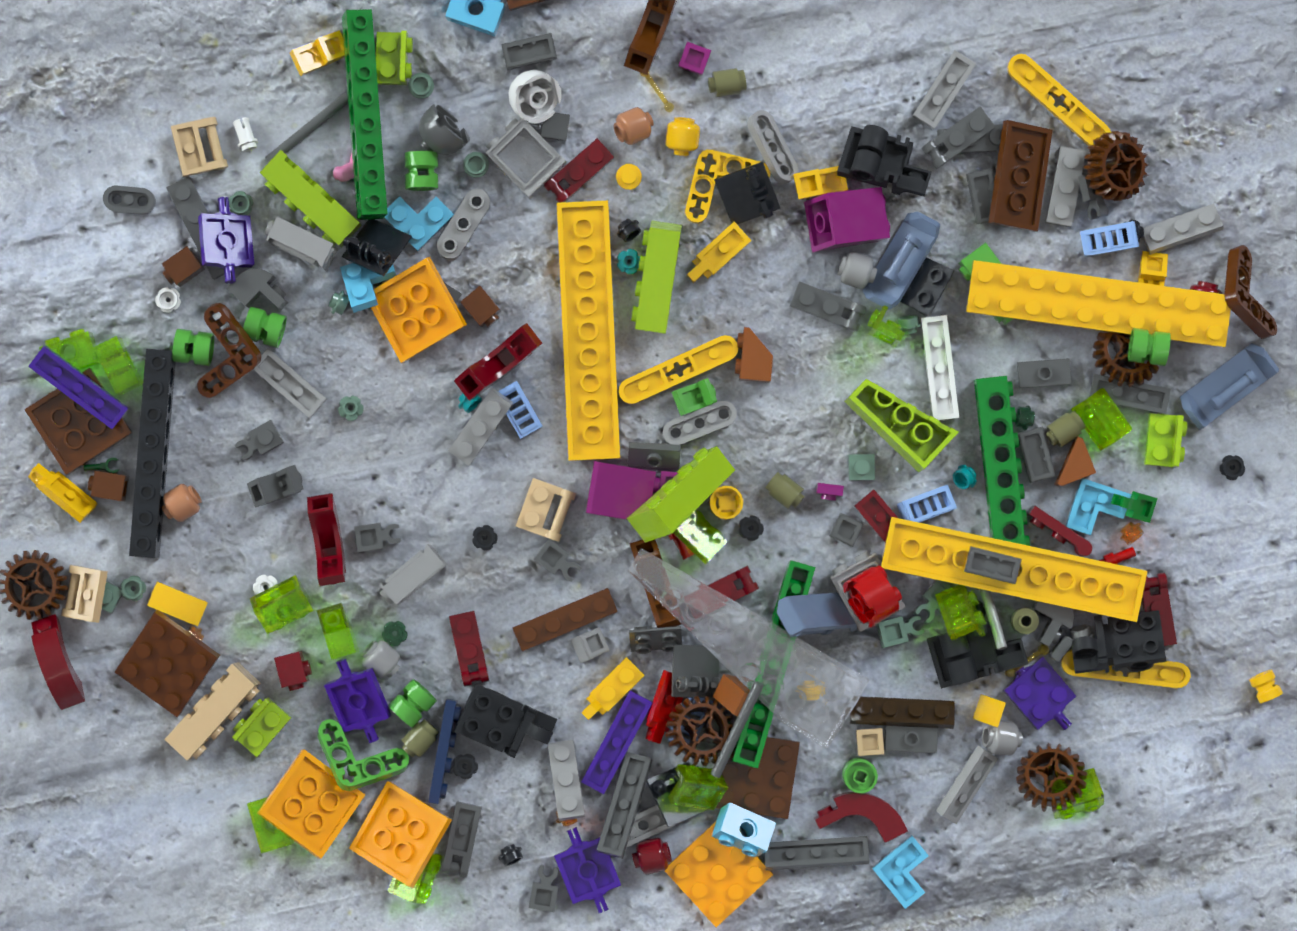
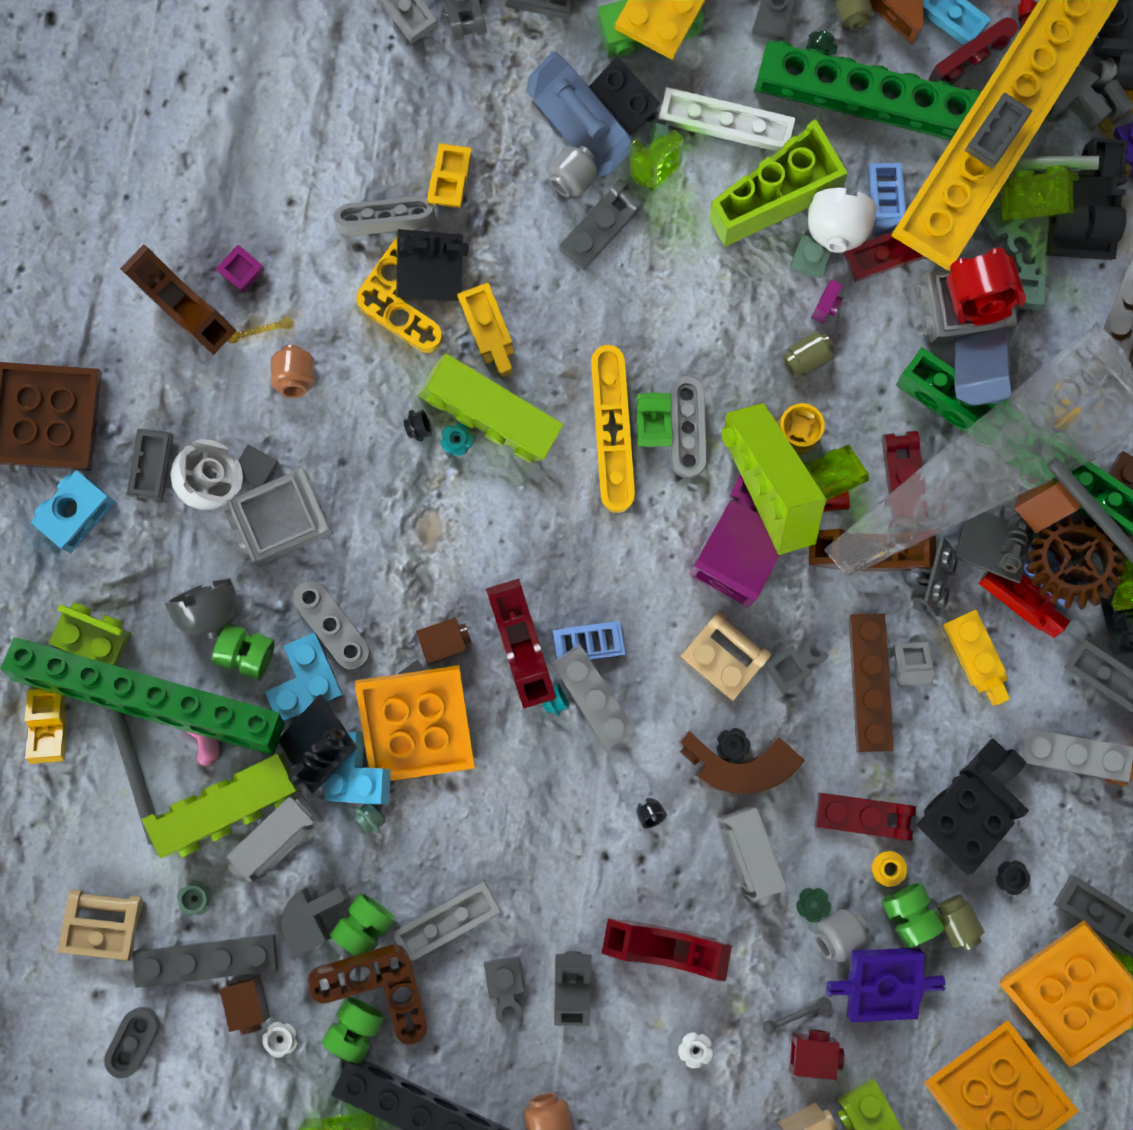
camera: 75 degrees left, 5 degrees down
(226, 240) = (232, 935): plate -> none
(245, 135) = (110, 859): white pin -> none
(281, 604) = (727, 1039): clear neon green brick -> none
(328, 664) = (822, 1004): none -> dark grey hinge
(337, 631) = (789, 978): clear neon green slope -> none
(353, 401) = (507, 863): sand green plate -> none
(357, 768) = (974, 1016): bright green beam -> none
(371, 536) = (680, 887): dark grey plate -> none
(415, 497) = (651, 813): none -> black hinge
(421, 85) = (138, 613): sand green plate -> none
(441, 669) = (878, 868): none -> yellow plate
(443, 762) = (1001, 903): dark blue plate -> none
(464, 555) = (760, 774): none -> reddish brown arch
(476, 164) = (263, 582): sand green plate -> none
(579, 170) = (321, 458): dark red plate -> none
(588, 330) = (523, 520): yellow plate -> none
(616, 742) = (1048, 674): dark purple plate -> none
(628, 176) = (352, 401): yellow plate -> none
(654, 455) = (708, 496): dark grey plate -> none
(682, 135) = (328, 317): yellow head -> none
(727, 82) = (285, 240): olive brick -> none
(754, 521) = (847, 413): black plate -> none
(755, 358) = (634, 331): dark orange slope -> none
(846, 530) = (881, 301): dark grey tile -> none
(847, 219) = (505, 161): magenta slope -> none
(881, 159) = (452, 92): black plate -> none
(887, 477) = (840, 219): none -> white cylinder
(964, 477) = (873, 143): teal plate -> none
(1016, 617) = (1068, 130): olive brick -> none
(1036, 454) = (872, 47): dark grey plate -> none

